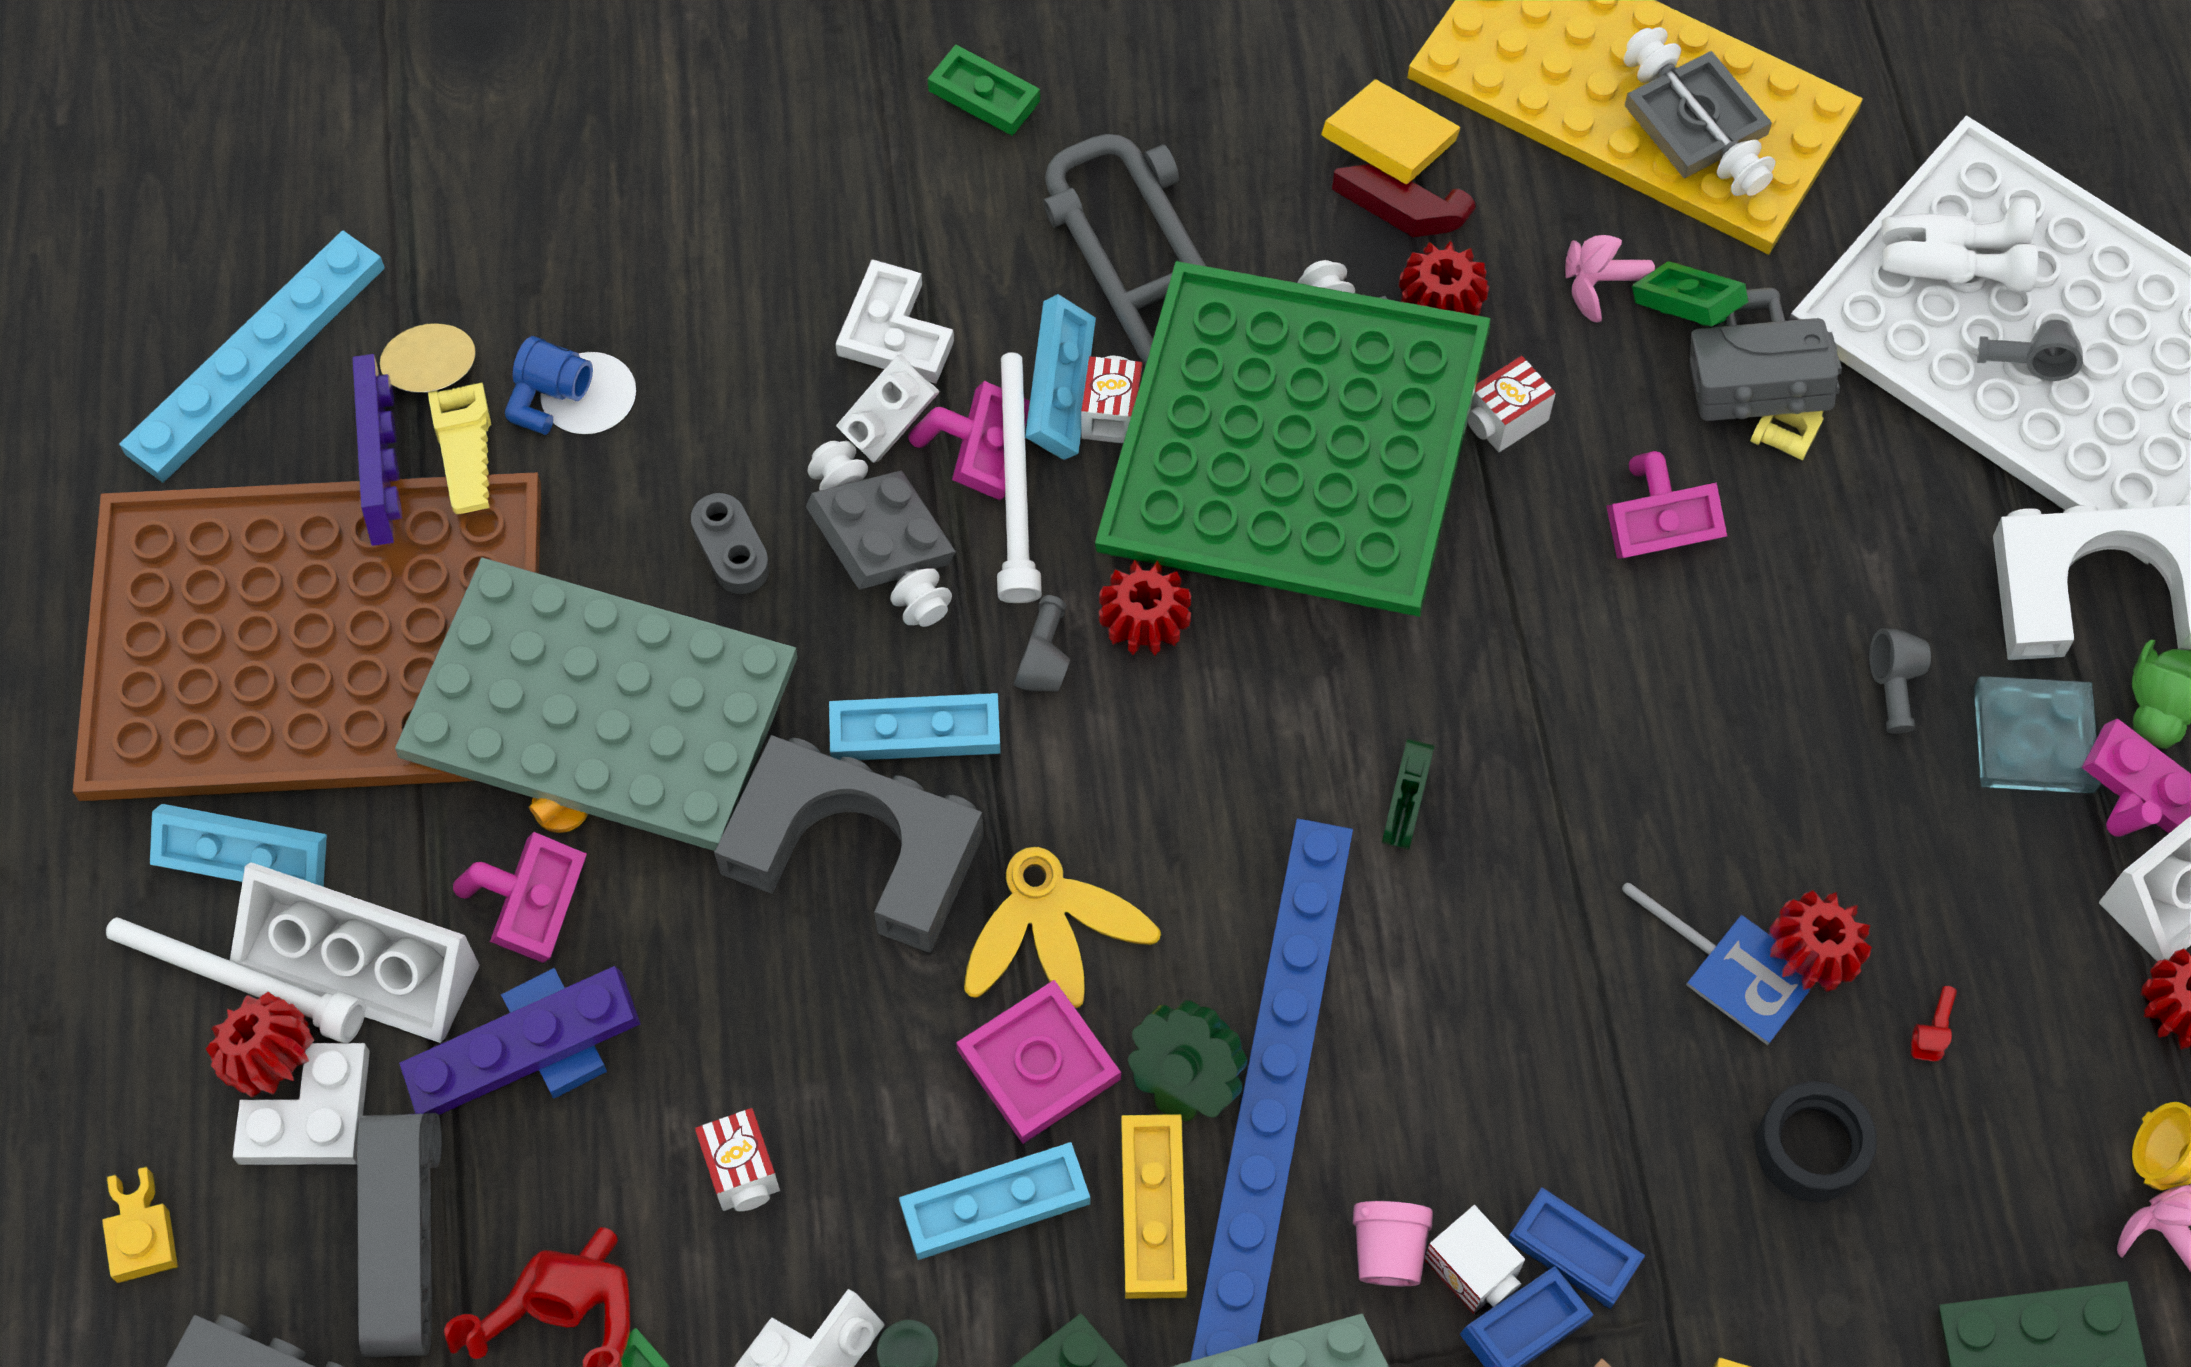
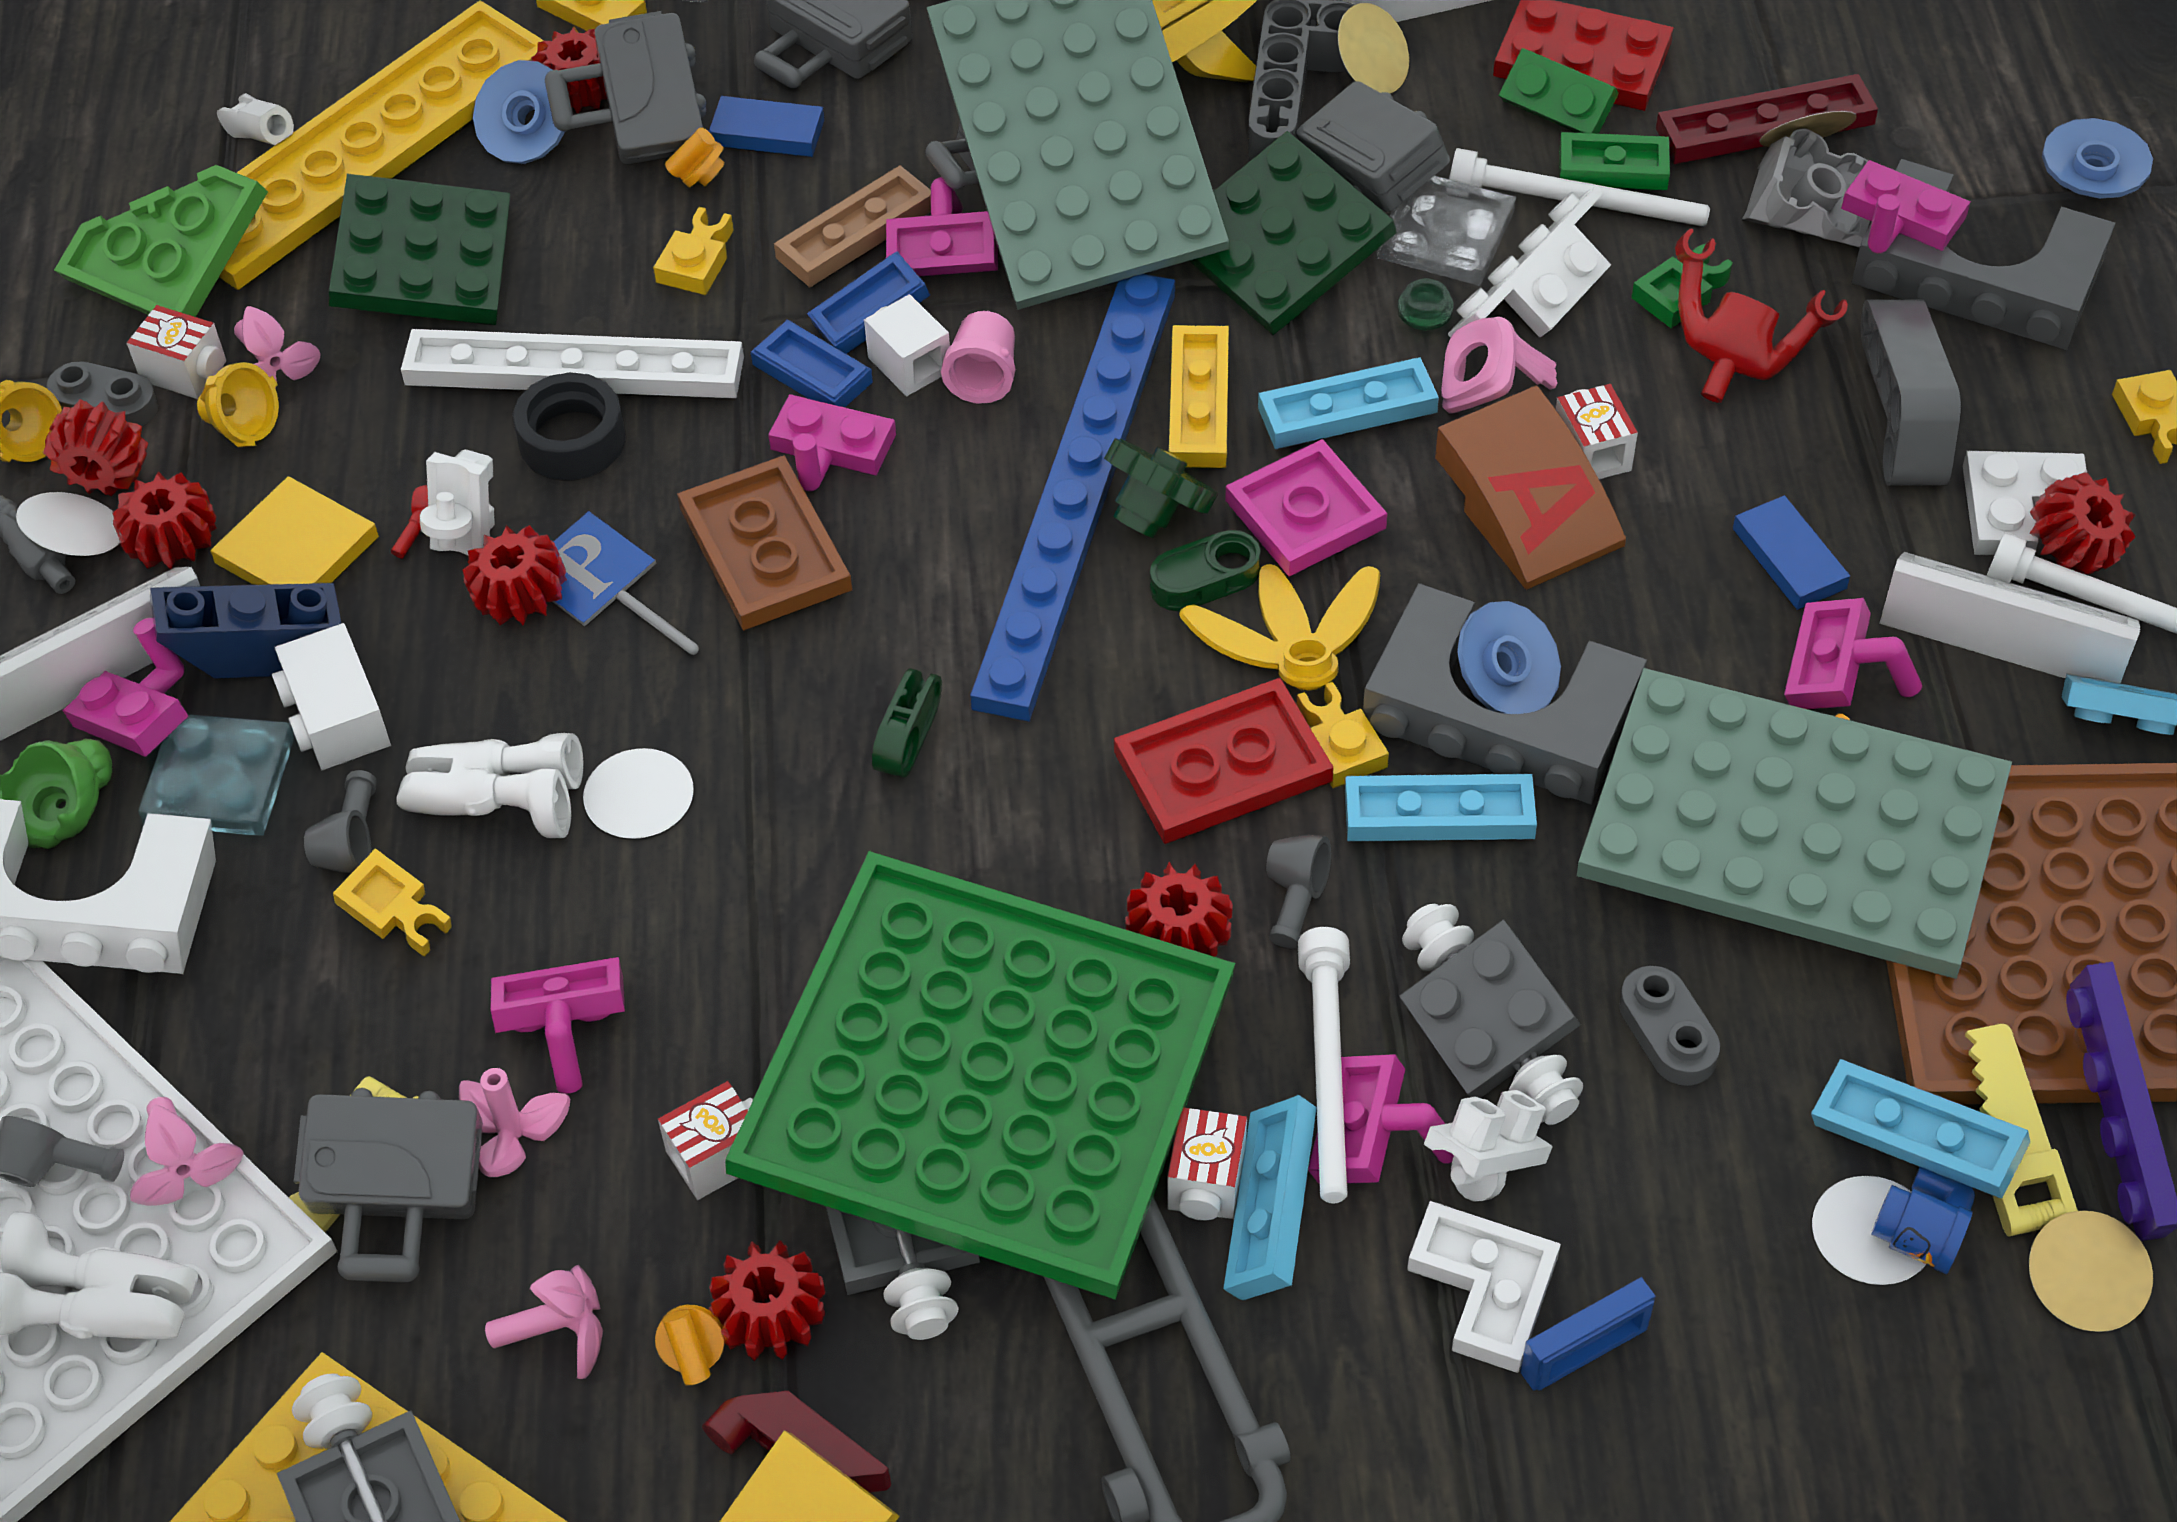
camera: 175 degrees left, 10 degrees down
(520, 1043) = (1820, 524): dark purple plate -> none
(540, 438) = (1921, 1128): none -> medium azure plate
(811, 1088) = (1529, 487): none -> dark orange slope
(818, 284) = (1587, 1335): none -> blue tile
(829, 1247) = (1497, 375): none -> bright pink piece
(843, 873) = (1524, 651): none -> medium blue dish
(1004, 804) = (1345, 738): none -> yellow plate
(1112, 769) = (1222, 760): none -> red plate
(1147, 981) = (1195, 577): none -> dark green piece
(1498, 255) = (690, 1341): none -> light orange plate
(1537, 1148) = (829, 435): none -> dark pink plate
(1582, 1000) = (764, 542): none -> dark orange plate
(1645, 738) = (638, 793): none -> white sticker
(1679, 409) = (501, 1116): none -> bright pink plant
(1690, 293) = (454, 1259): green plate -> none
(1805, 719) = (476, 779): none -> white piece
(1835, 1228) = (523, 359): none -> white plate
(1838, 607) = (387, 897): none -> yellow plate
(1896, 996) = (458, 501): none -> white hips
(1928, 340) = (172, 1144): none -> bright pink plant
(1955, 800) = (332, 697): none -> white brick
(2055, 993) = (294, 538): none -> yellow tile
(2065, 852) = (238, 626): none -> dark blue slope

